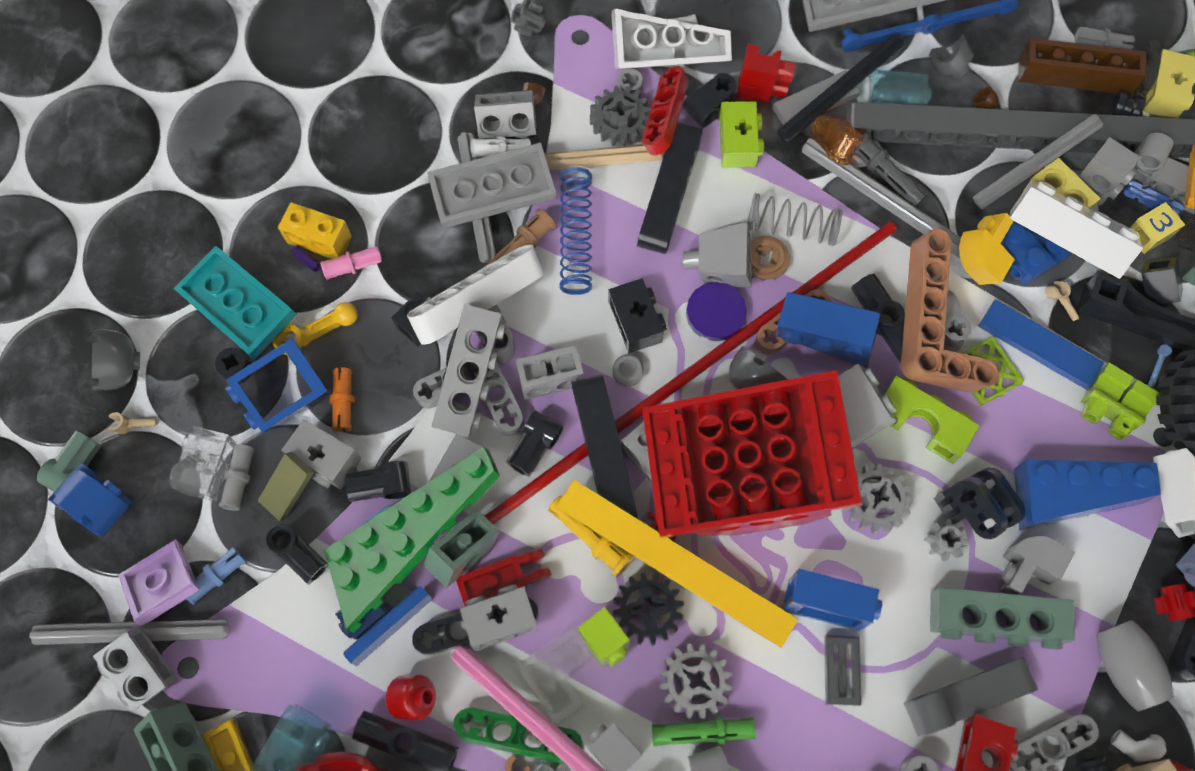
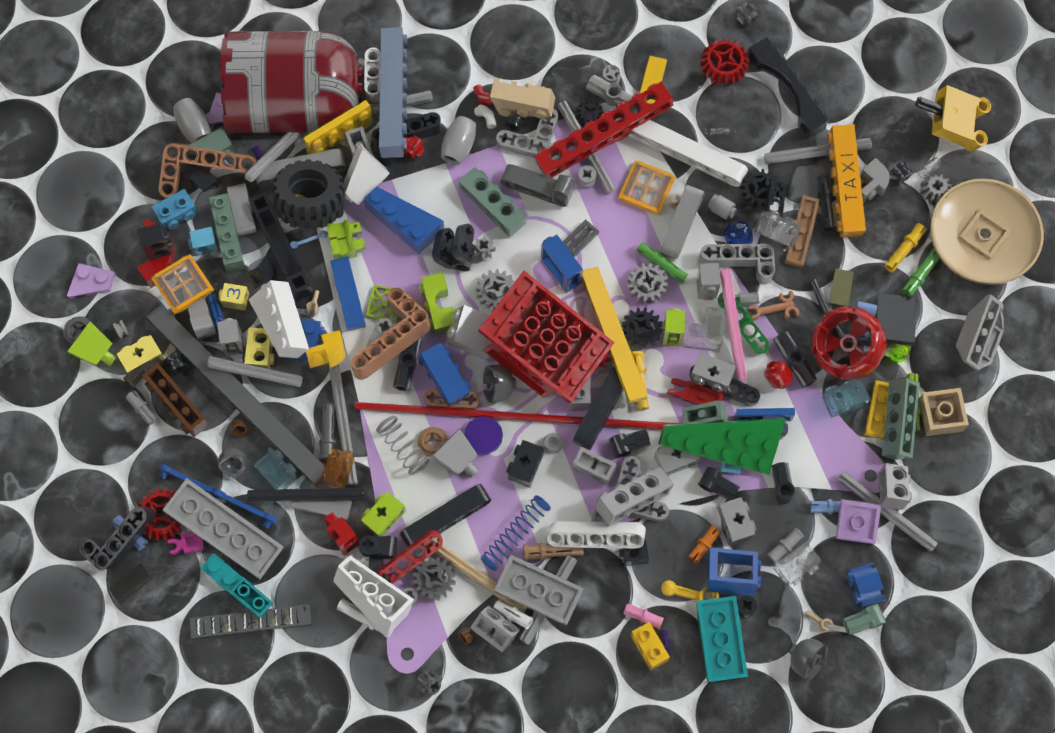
camera: 140 degrees left, 0 degrees up
(285, 486) = (765, 517): olive tile -> none
(1037, 557) = (453, 212): light grey brick -> none

